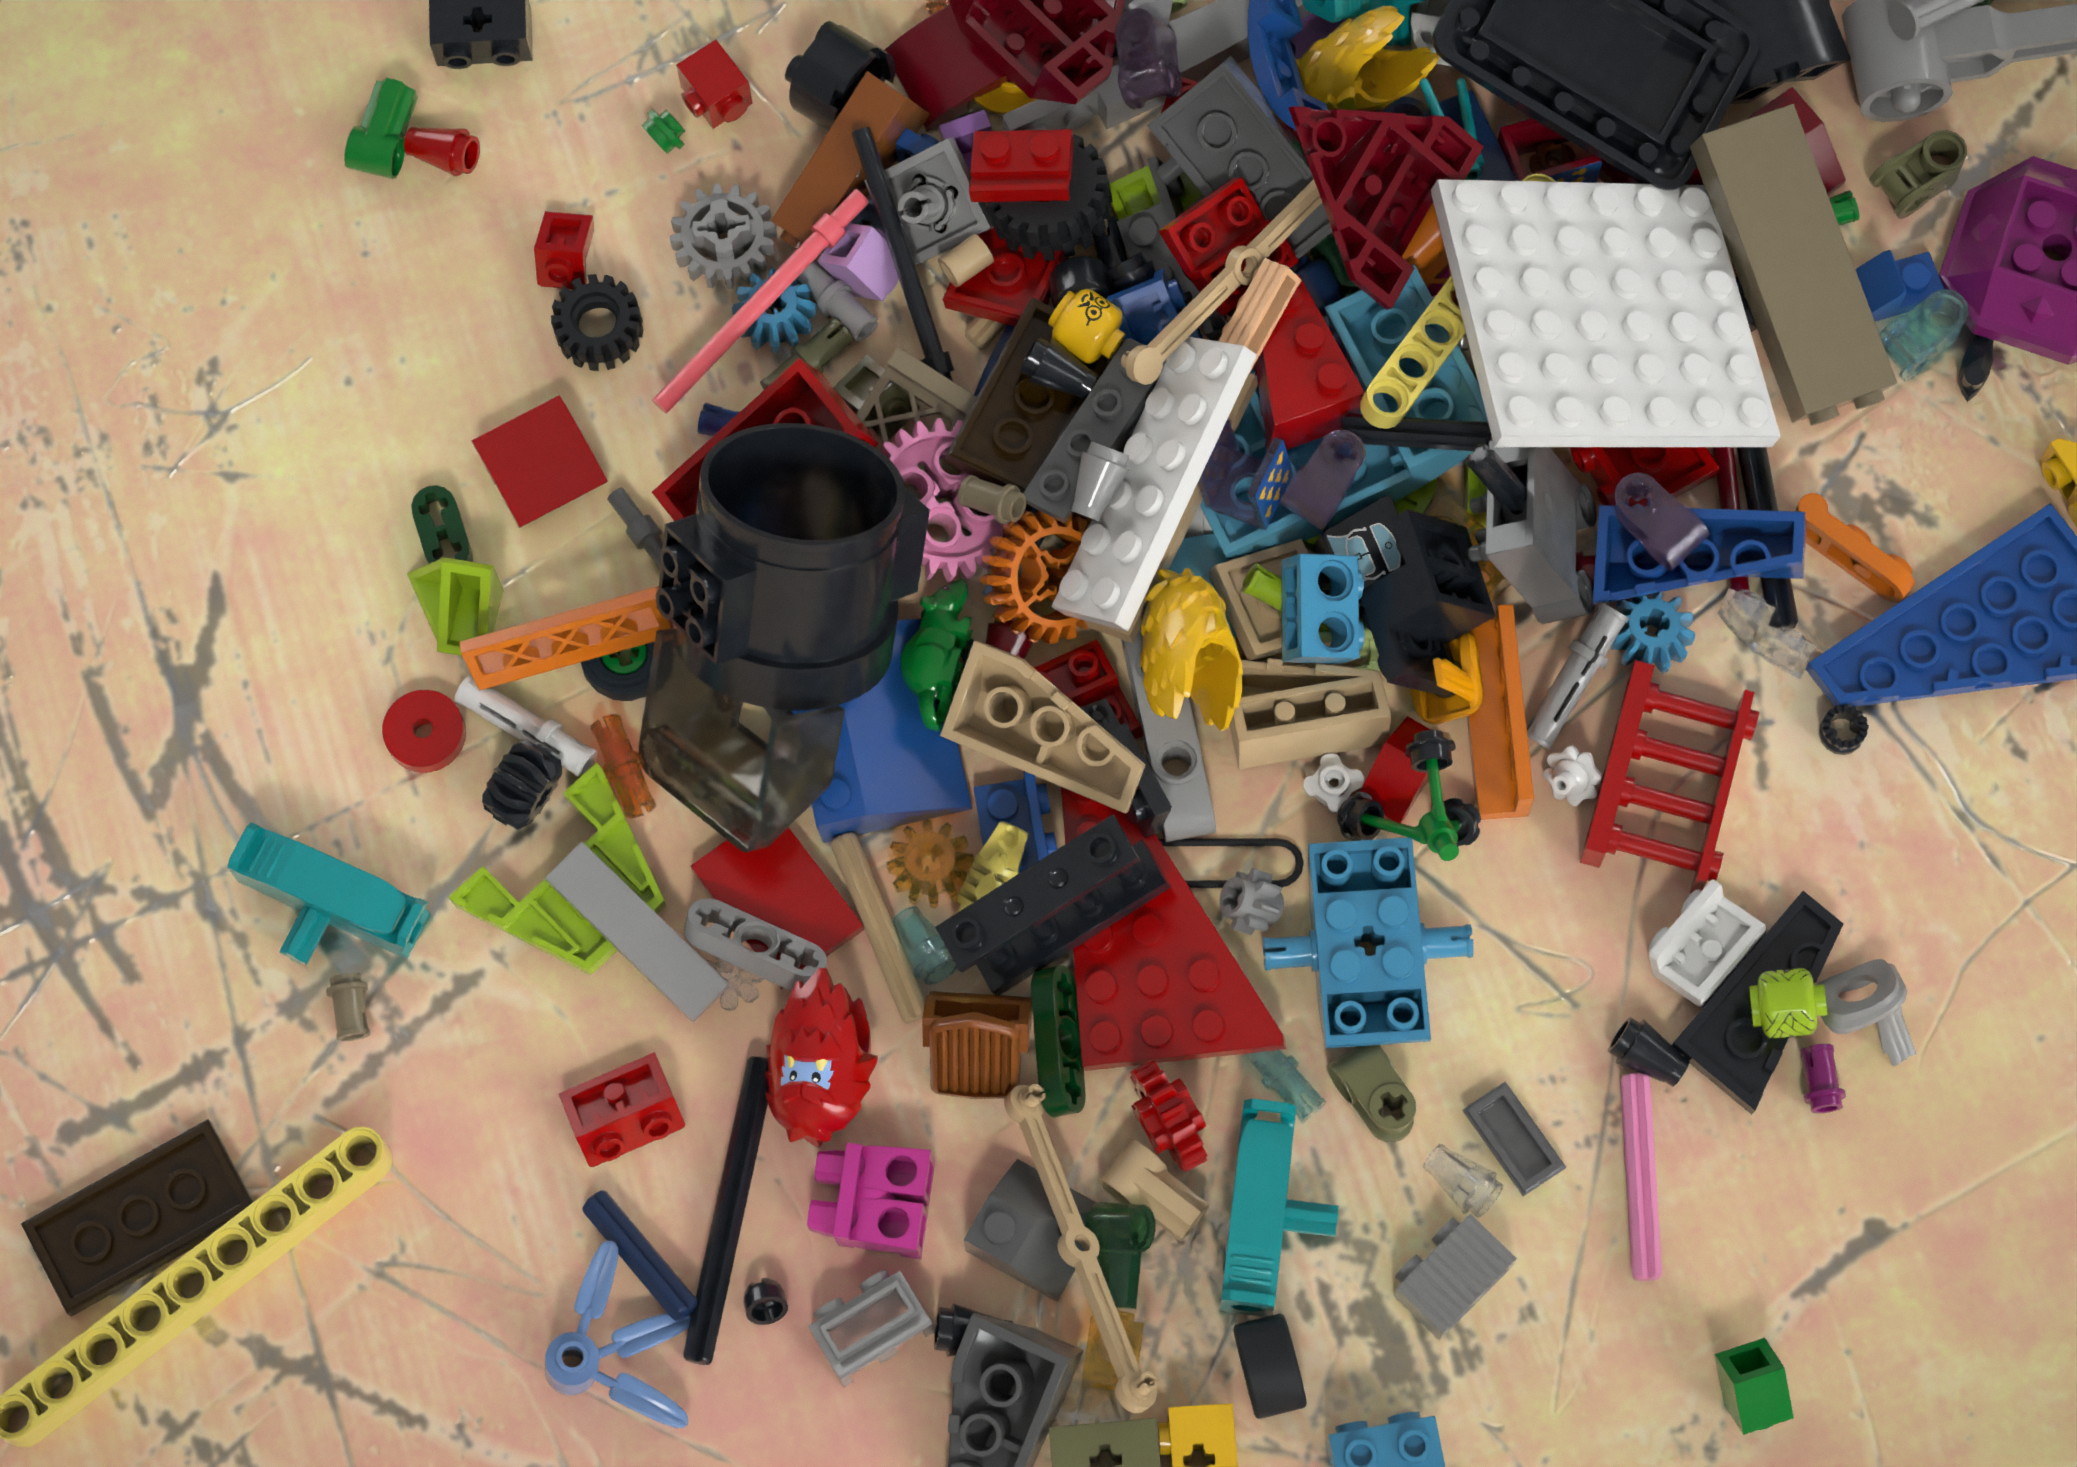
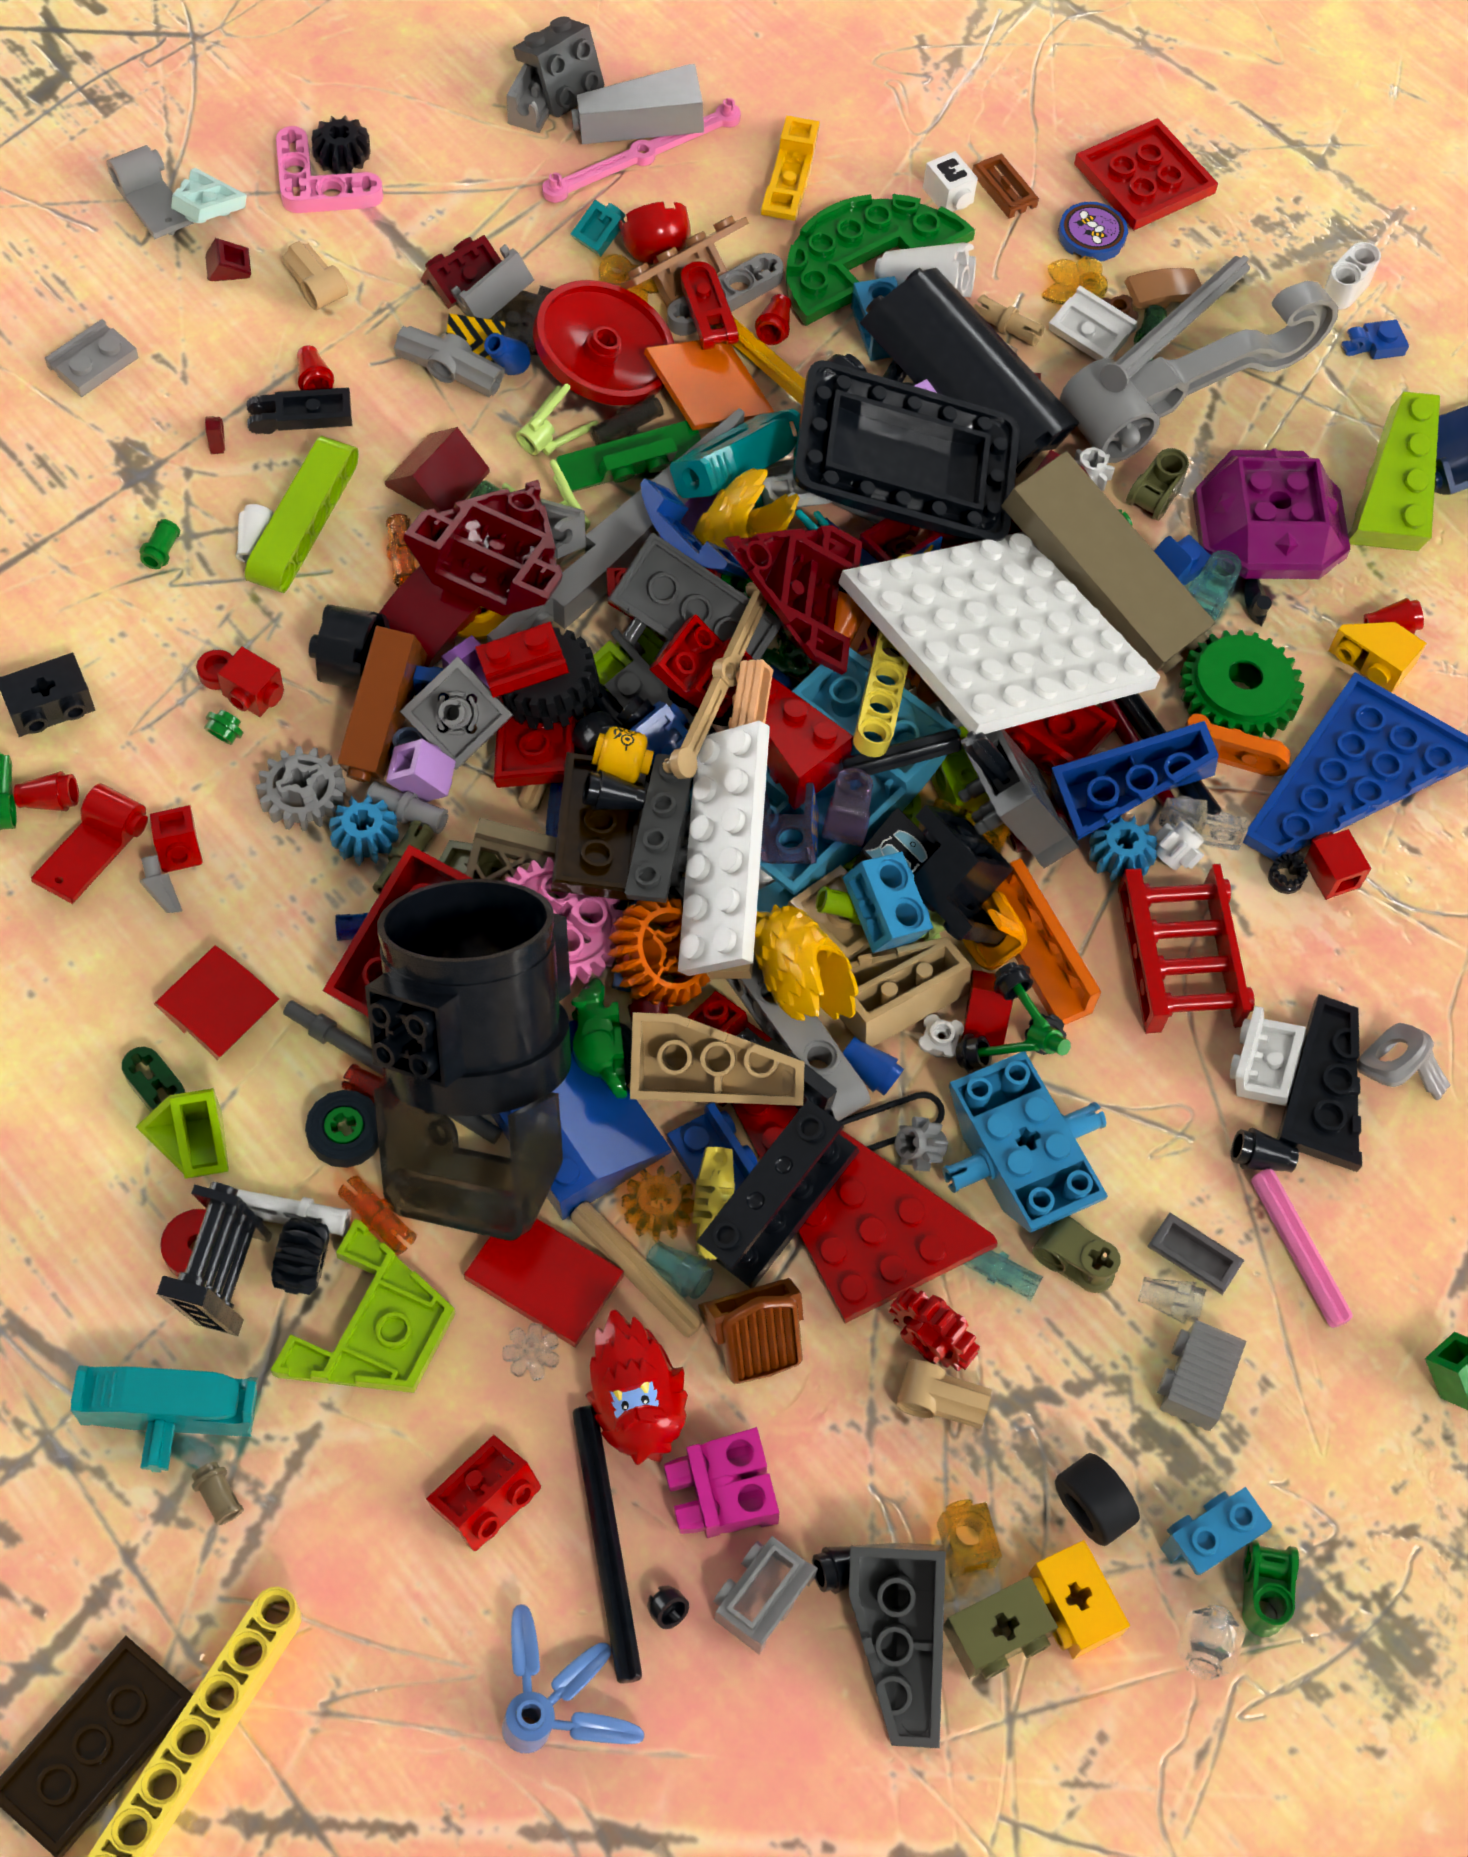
camera: 30 degrees left, 10 degrees down
(421, 764) = (216, 1260): none -> black fence
(493, 212) = (105, 829): none -> red door
(527, 301) = (159, 885): none -> light grey bar
(564, 639) = (295, 1125): orange fence -> none
(592, 296) = (217, 863): black tyre -> none
(637, 932) = (443, 1340): light grey tile -> none
(640, 1255) = (548, 1608): dark blue axle -> none
(679, 46) = (209, 665): none -> red tile
(717, 942) = (531, 1304): light grey beam -> none
(826, 233) = (385, 756): coral bar -> none
(901, 253) = (447, 747): black bar -> none
(965, 260) = (502, 744): tan hinge -> none
(1003, 502) = (602, 903): dark tan pin -> none
(1021, 1232) = (862, 1464): dark grey slope -> none
(1058, 1041) = (819, 1306): dark green beam -> none
(1098, 479) = (682, 858): light grey cone -> none
(1122, 1235) = (934, 1443): clear green piece -> none
(1134, 1389) = (912, 1463): tan piece -> none
(1146, 59) = (587, 563): clear purple piece -> none
(1236, 790) = (872, 1065): none -> blue cone
(1263, 1211) = (1036, 1379): teal piece -> none
(1573, 775) = (1115, 969): white plant -> none
(1576, 674) = (1088, 878): light grey pin -> none
(1664, 526) = (1106, 761): clear purple piece -> none
(1720, 650) = (1179, 845): none -> white gear
(1787, 1003) = (1352, 1076): lime head -> none
(1821, 1079) = (1395, 1126): magenta pin -> none
(1851, 115) = (1095, 464): none -> white gear
(1906, 738) = (1336, 863): none -> red brick
(1910, 438) = (1249, 660): none -> green gear

